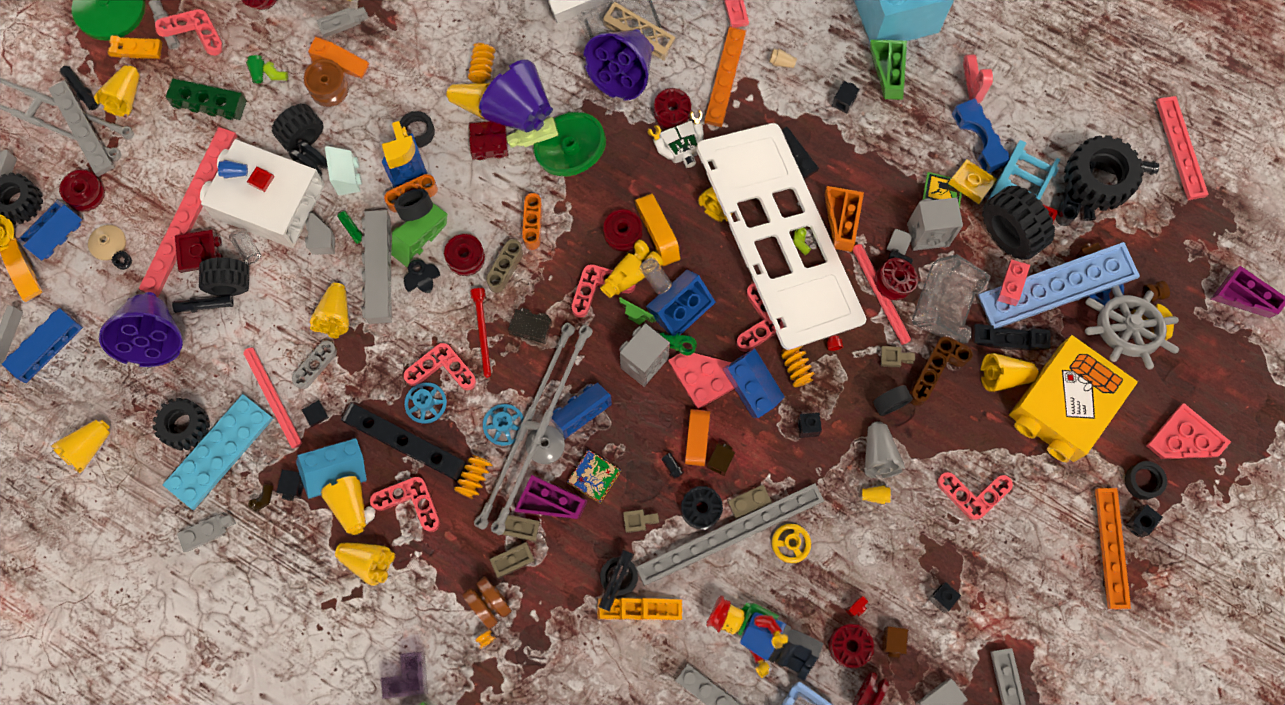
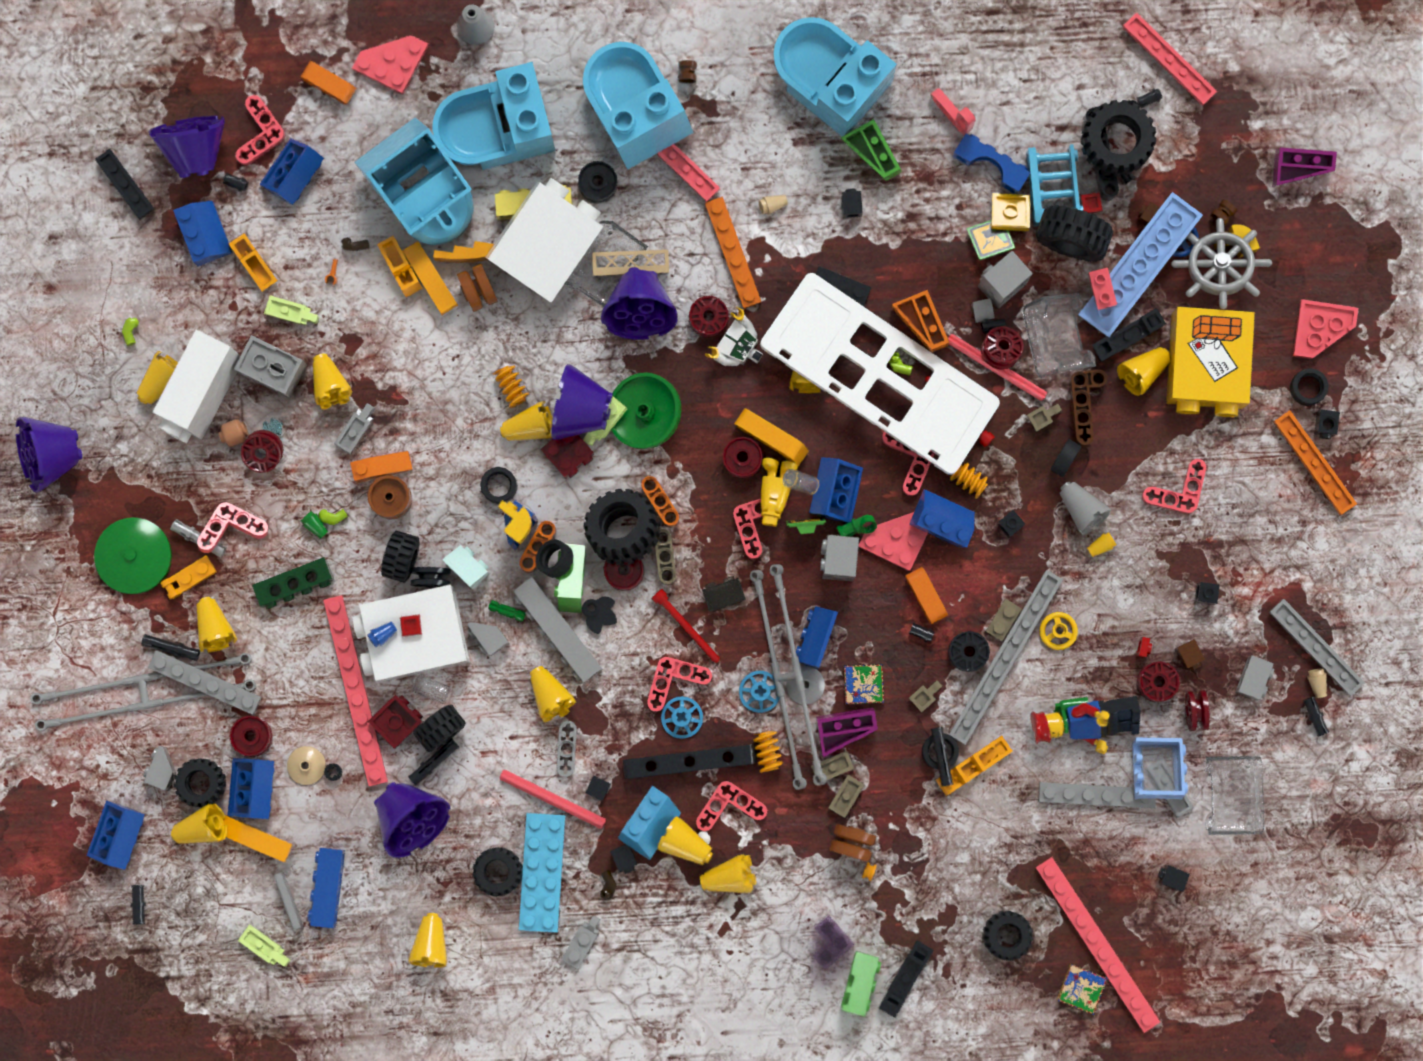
camera: 30 degrees left, 10 degrees up
(487, 232) = (609, 509): none -> black tyre
(721, 459) = (957, 600): dark brown brick -> none

